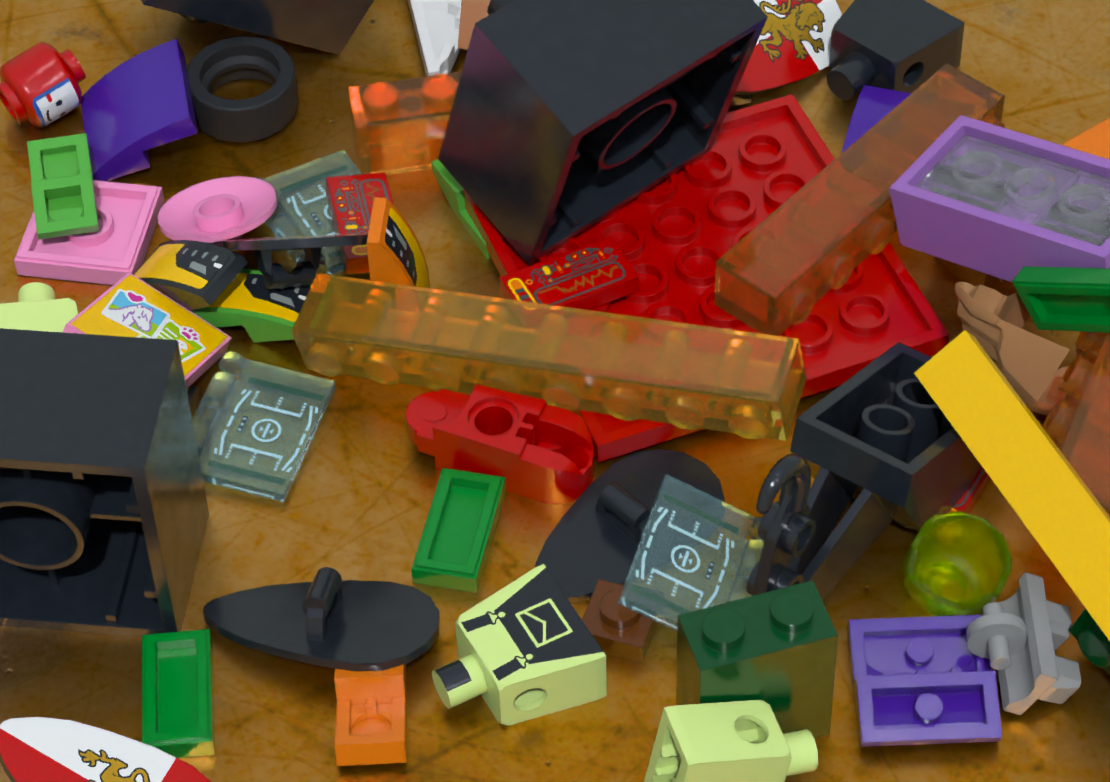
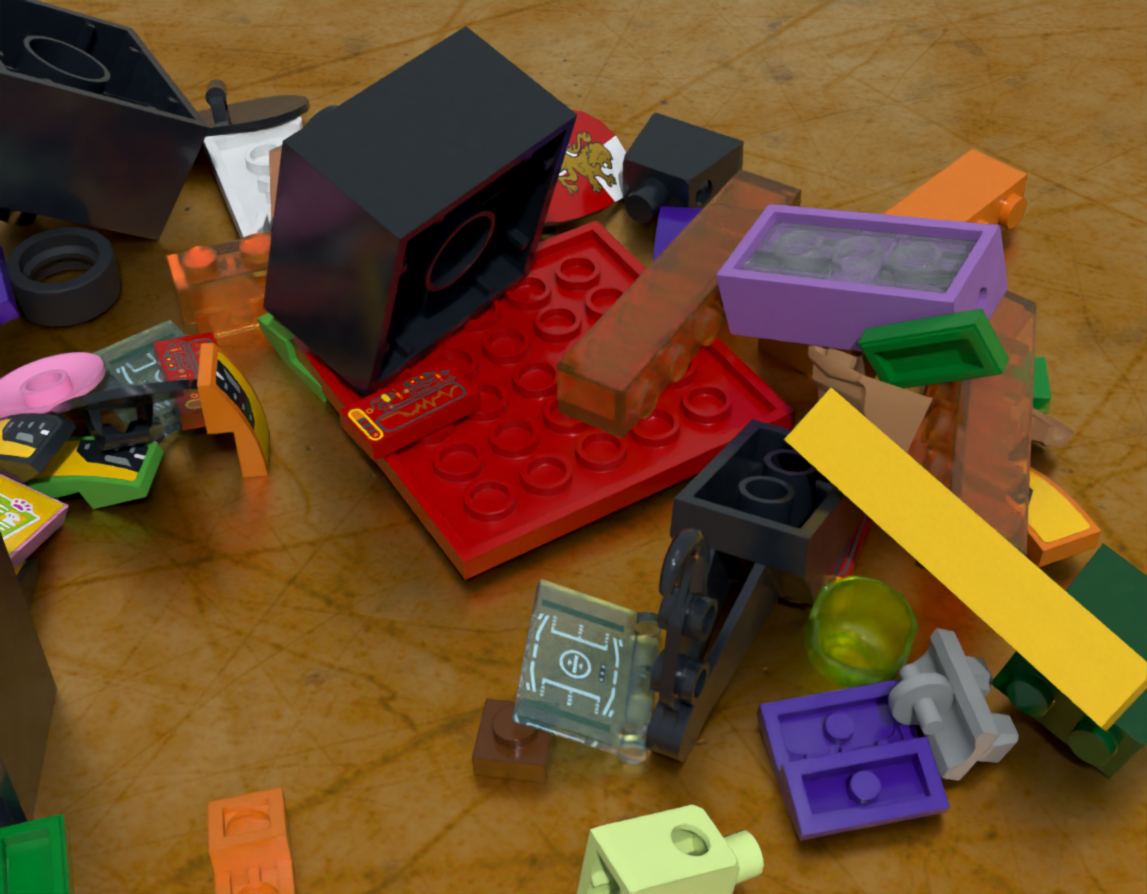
camera: 10 degrees left, 5 degrees down
(258, 426) = (103, 593): clear light blue piece -> none
(330, 621) = (198, 787): black shield -> none
(459, 530) = (328, 669): green tile -> none
(508, 435) = (366, 571): red piece -> none
(524, 653) = (417, 791): yellowish green torso -> none
(554, 354) = (404, 477): clear yellow brick -> none
(608, 519) = (485, 644): black shield -> none
(762, 649) = (684, 748): dark green brick -> none

